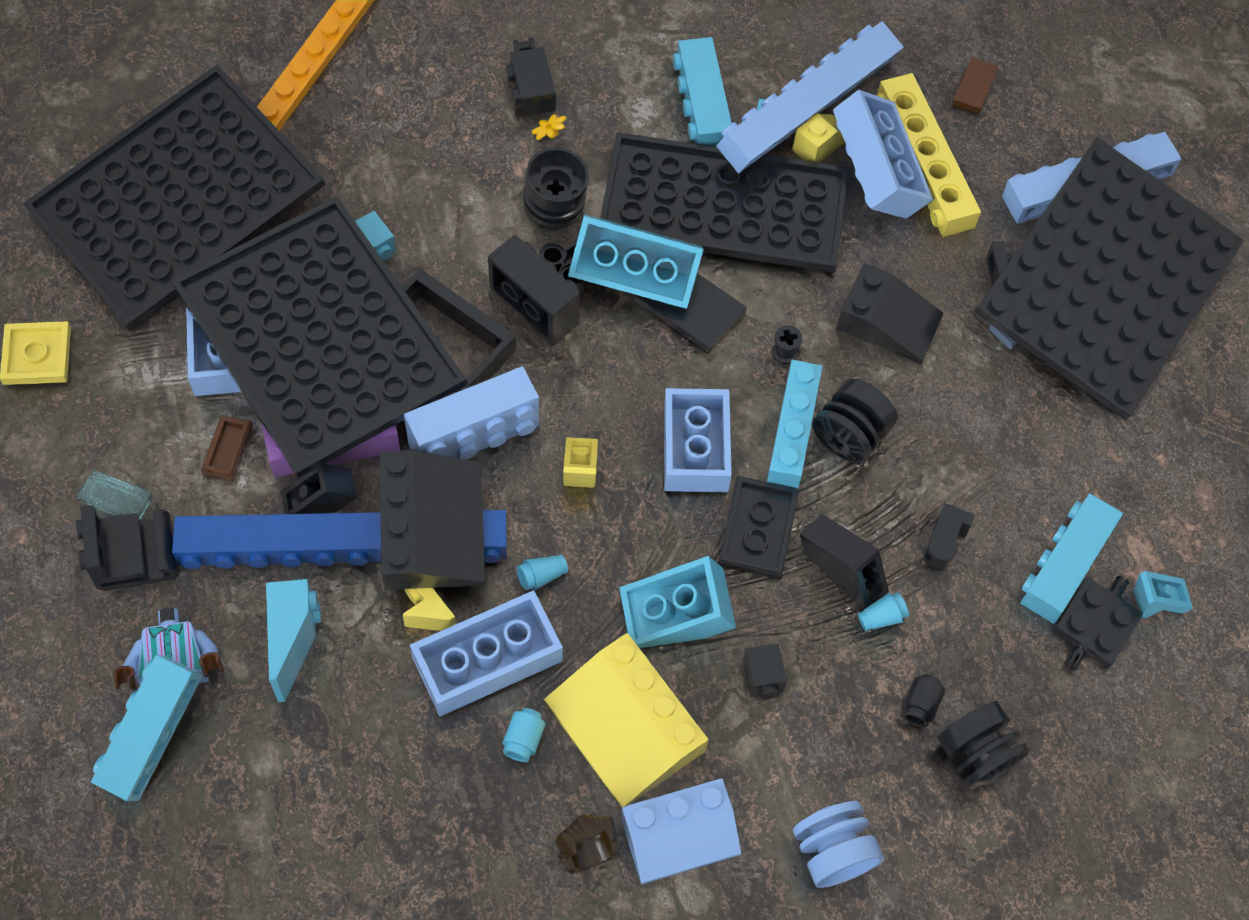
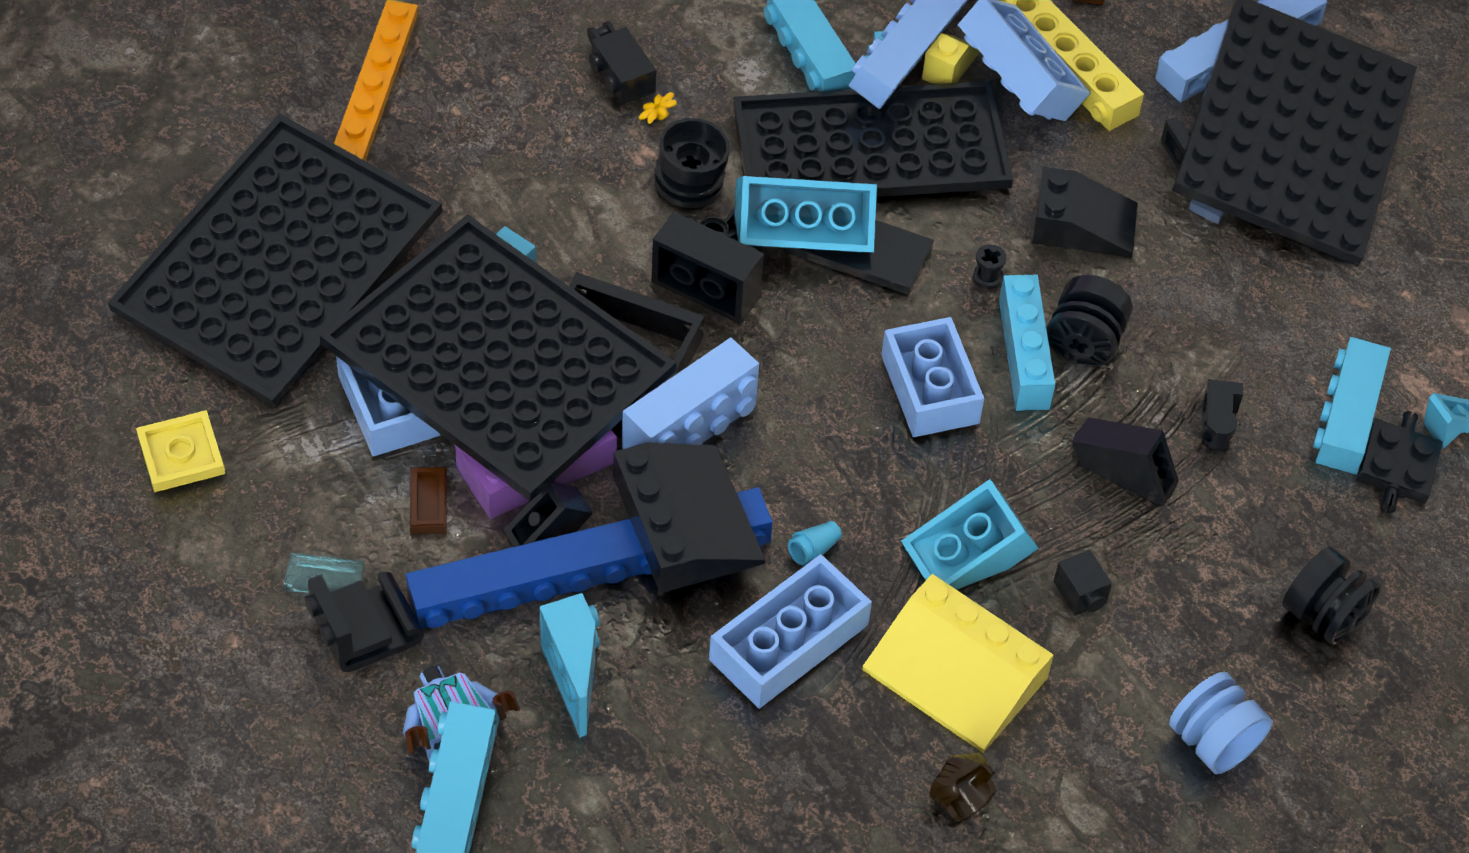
camera: 15 degrees left, 10 degrees down
(428, 611) = (711, 605): light yellow slope -> none
(523, 734) = (856, 702): medium azure brick -> none
(580, 462) = (819, 428): light yellow slope -> none
(681, 831) = (1053, 753): light blue slope -> none
(758, 527) = (1024, 450): black tile -> none
(884, 612) = (1184, 499): medium azure cone -> none
(923, 700) = (1253, 573): black brick -> none

